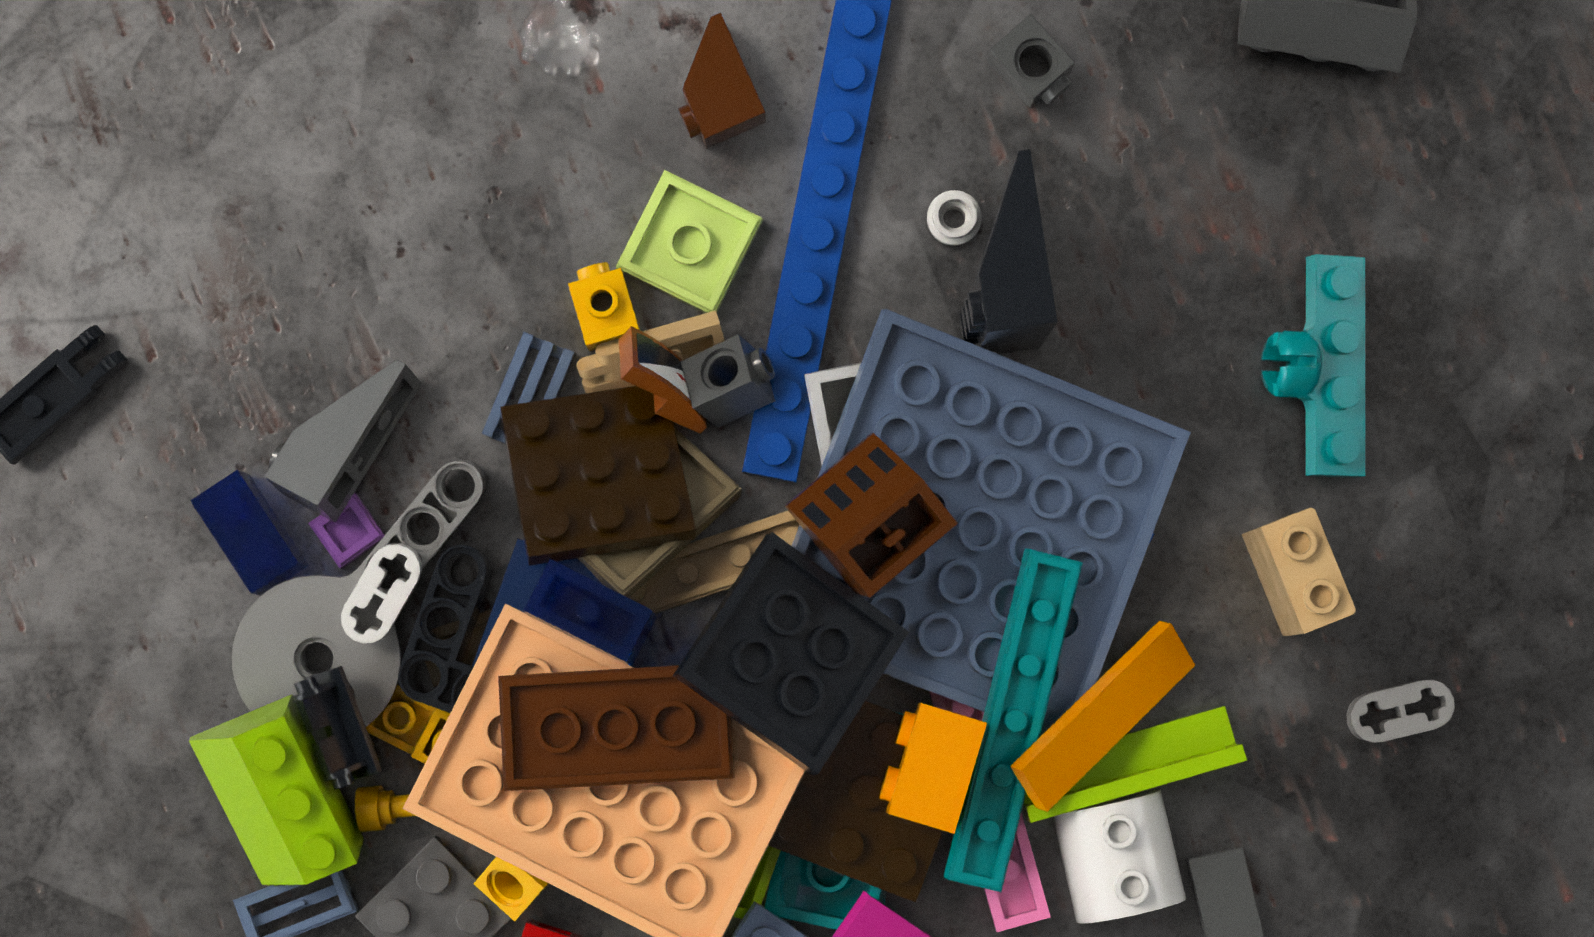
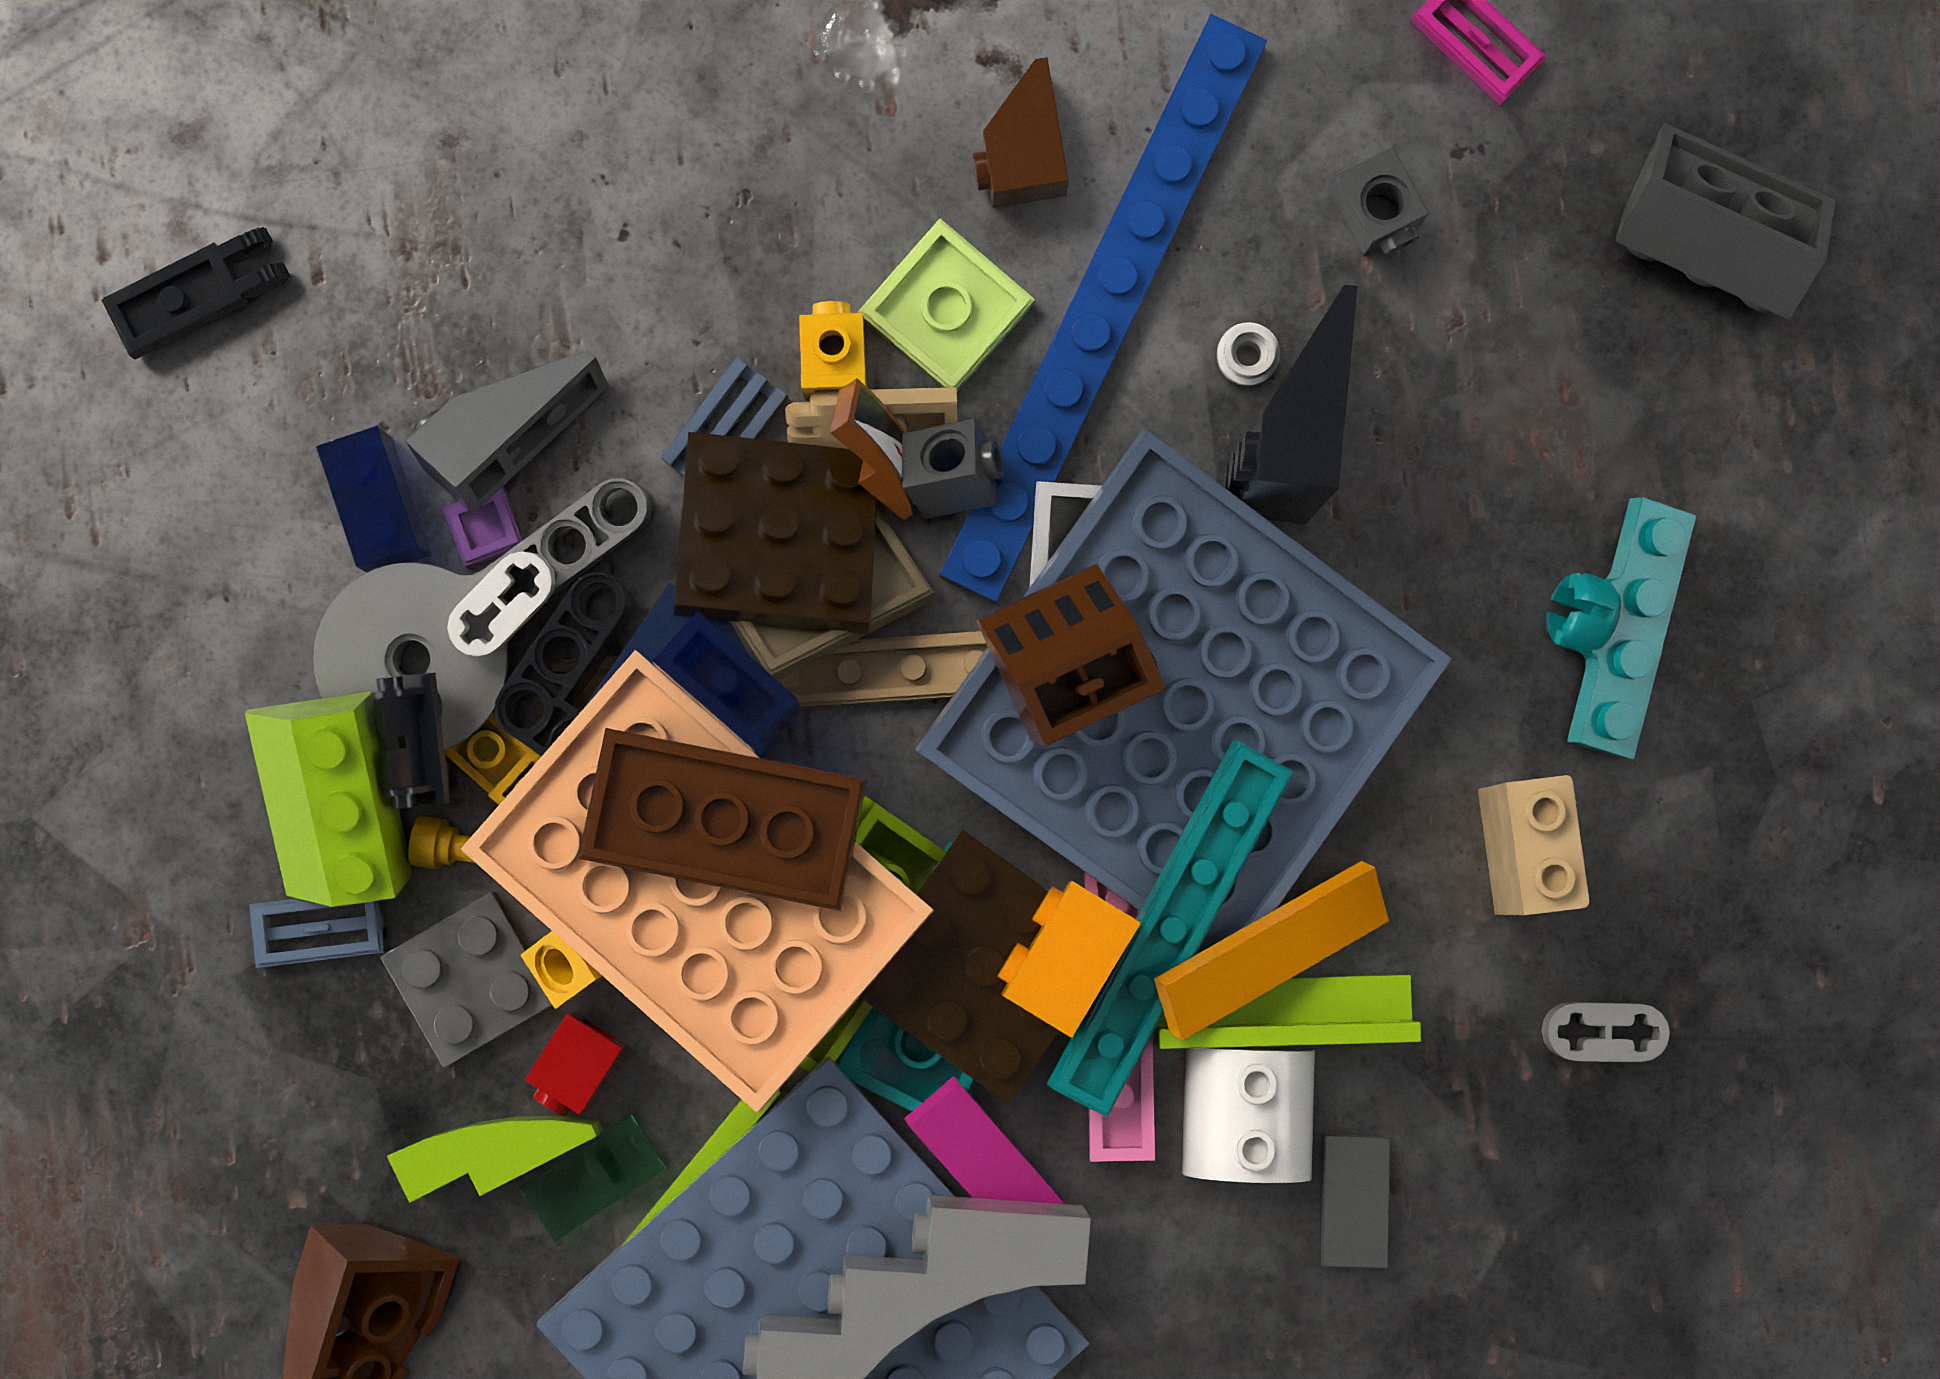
camera: 10 degrees right, 0 degrees up
(791, 653) = (940, 787): black plate -> none

